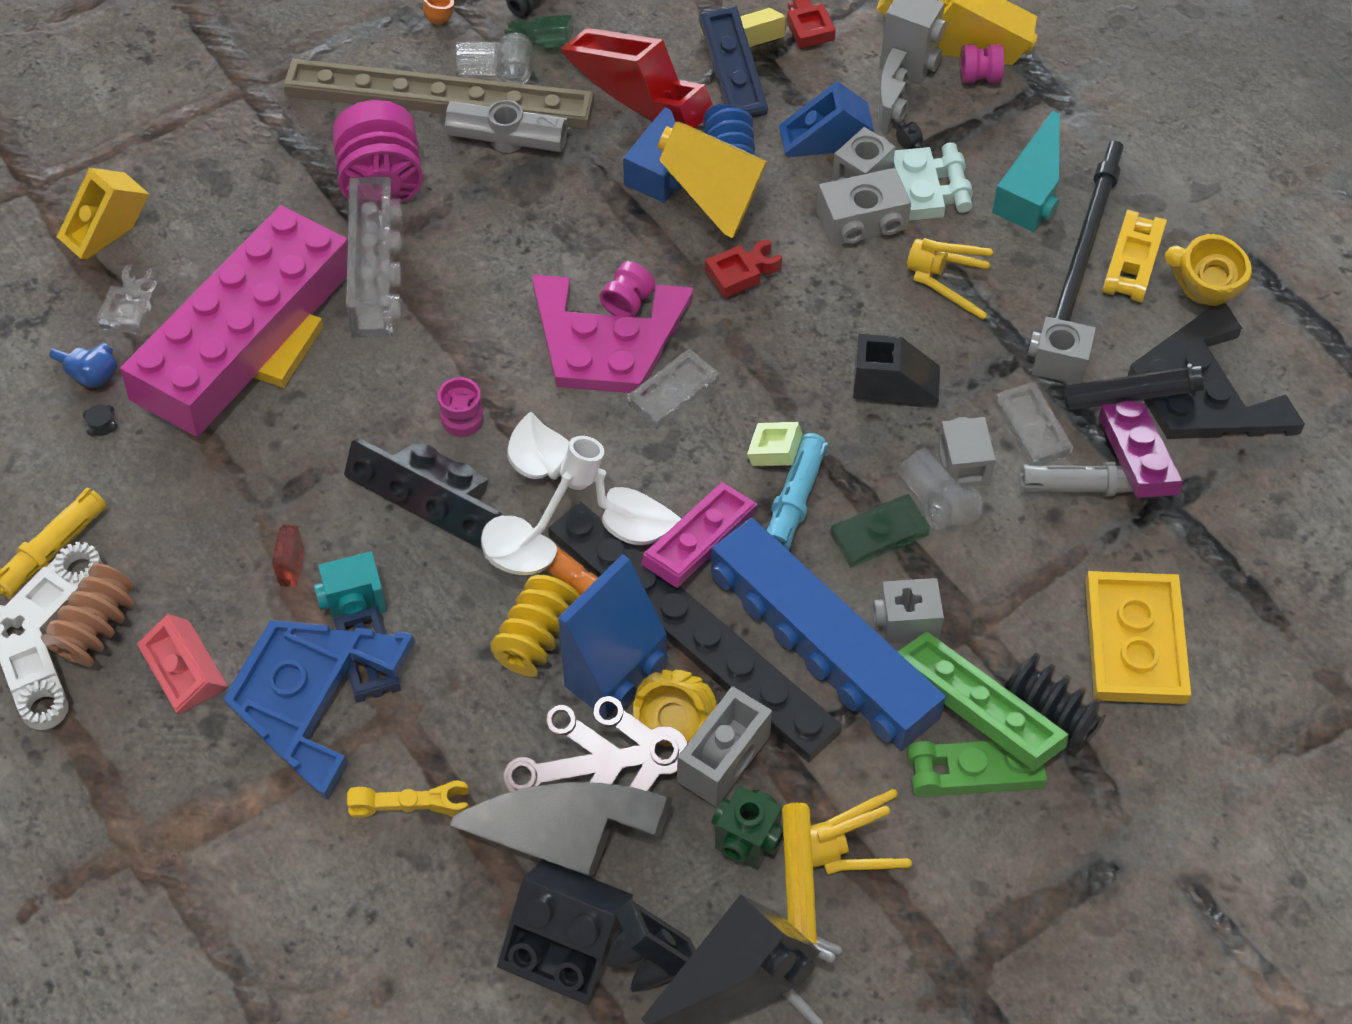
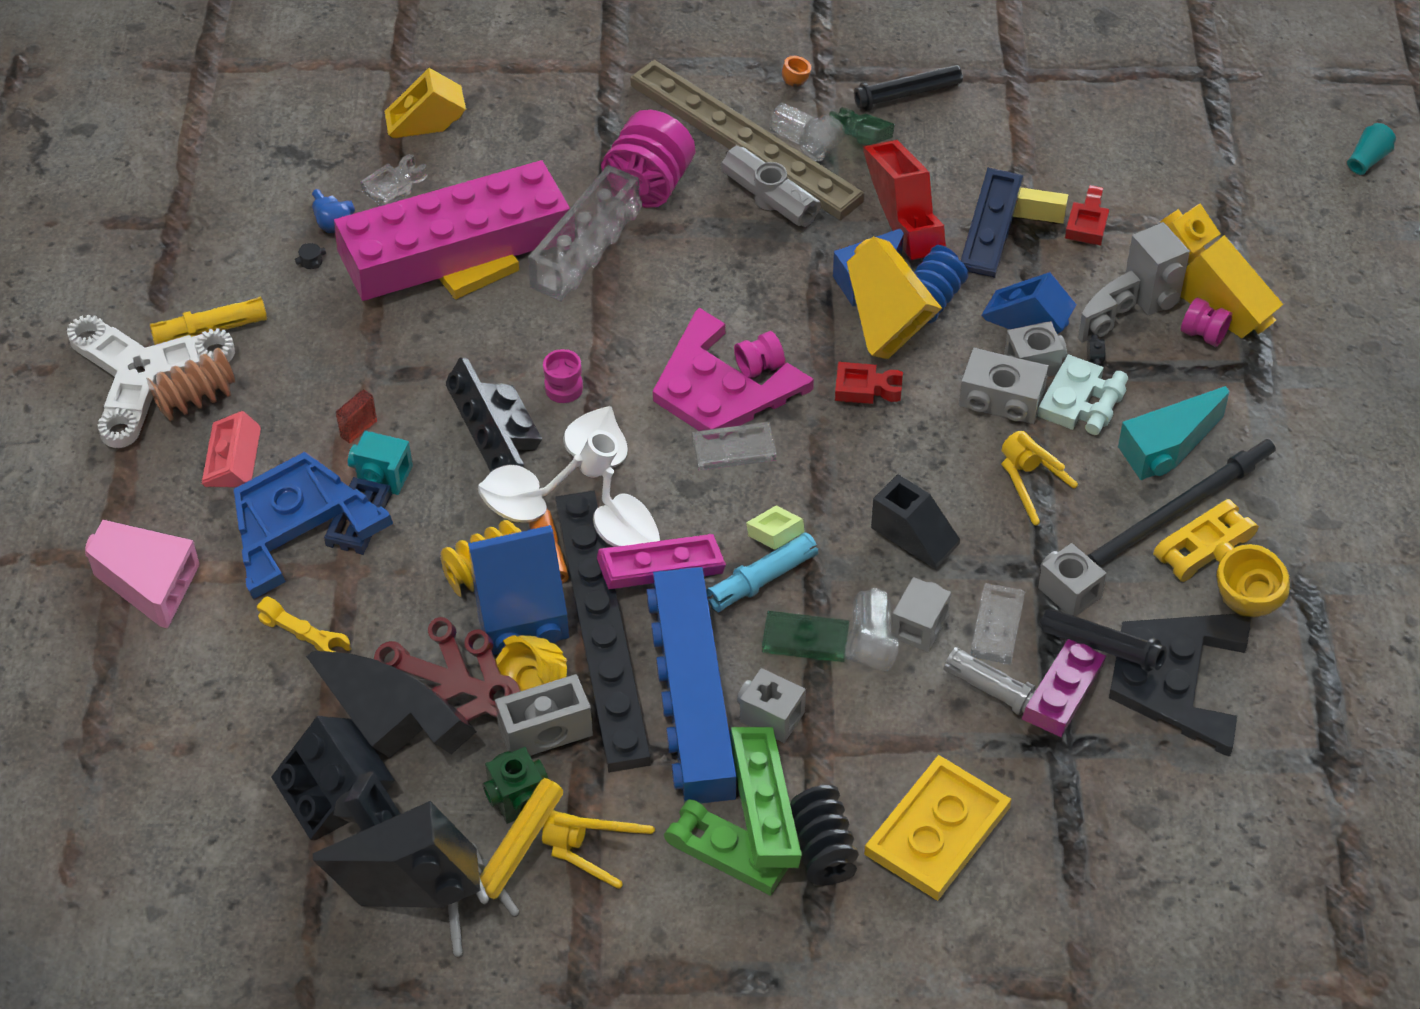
camera: 35 degrees right, 5 degrees down
(190, 835) = (143, 567): none -> bright pink slope

